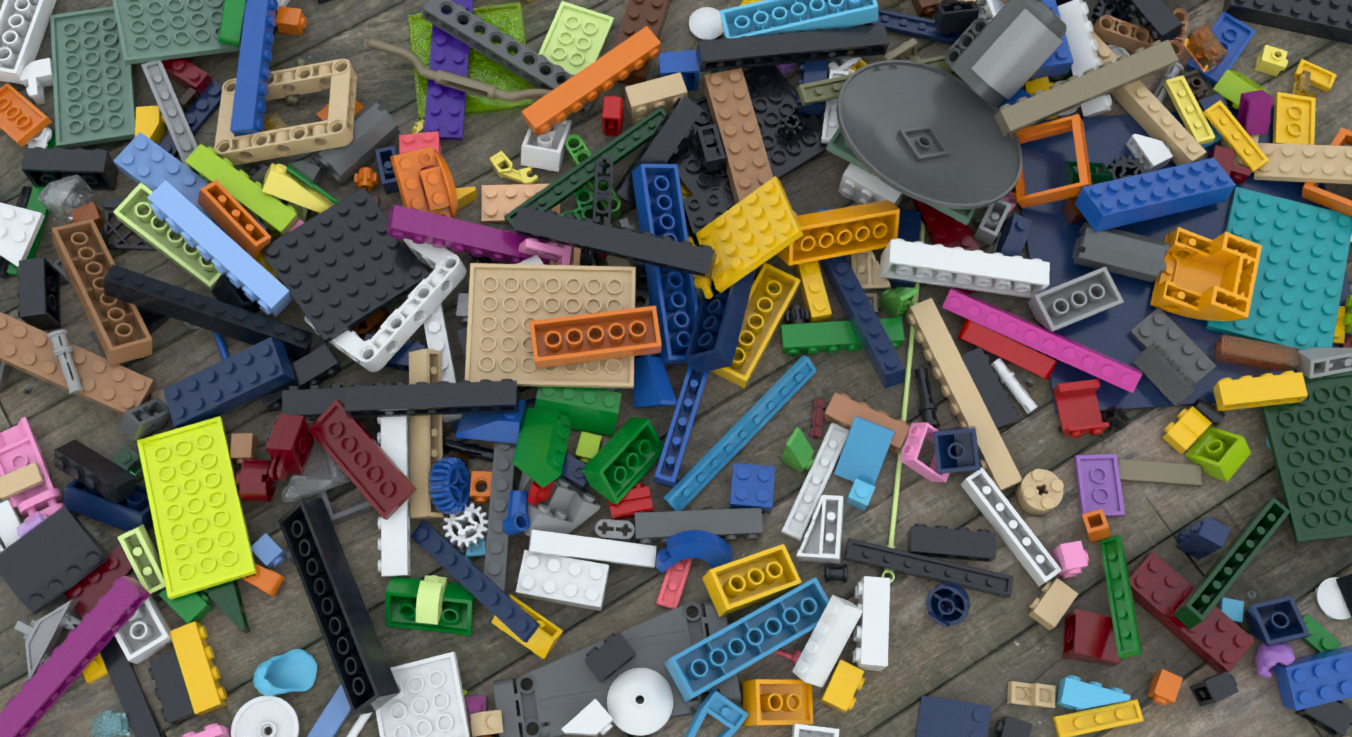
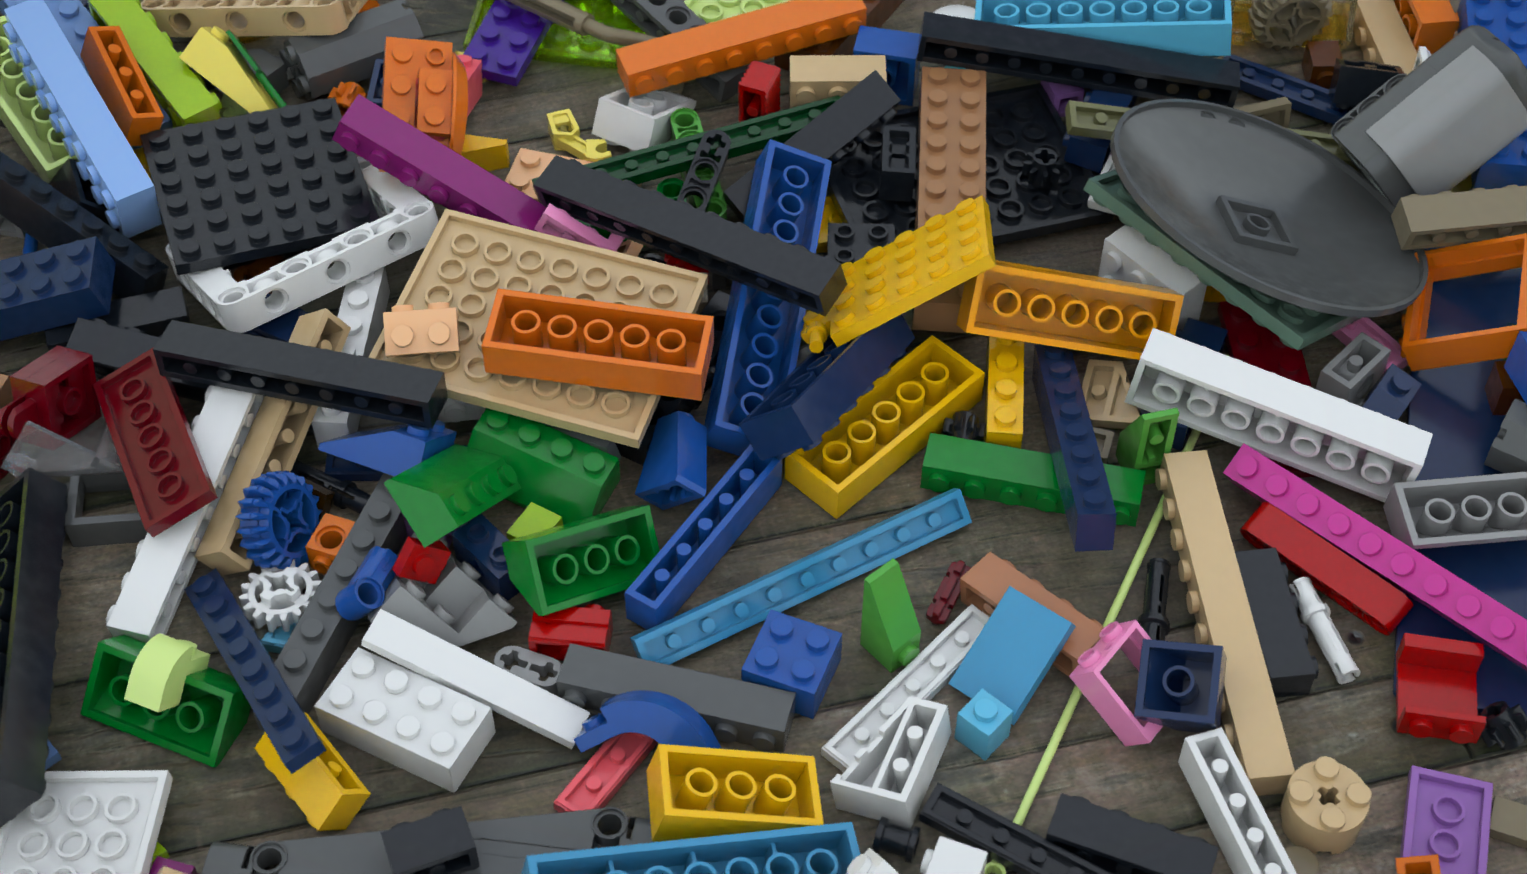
camera: 20 degrees right, 20 degrees down
(490, 352) = (421, 331): none -> light nougat bracket

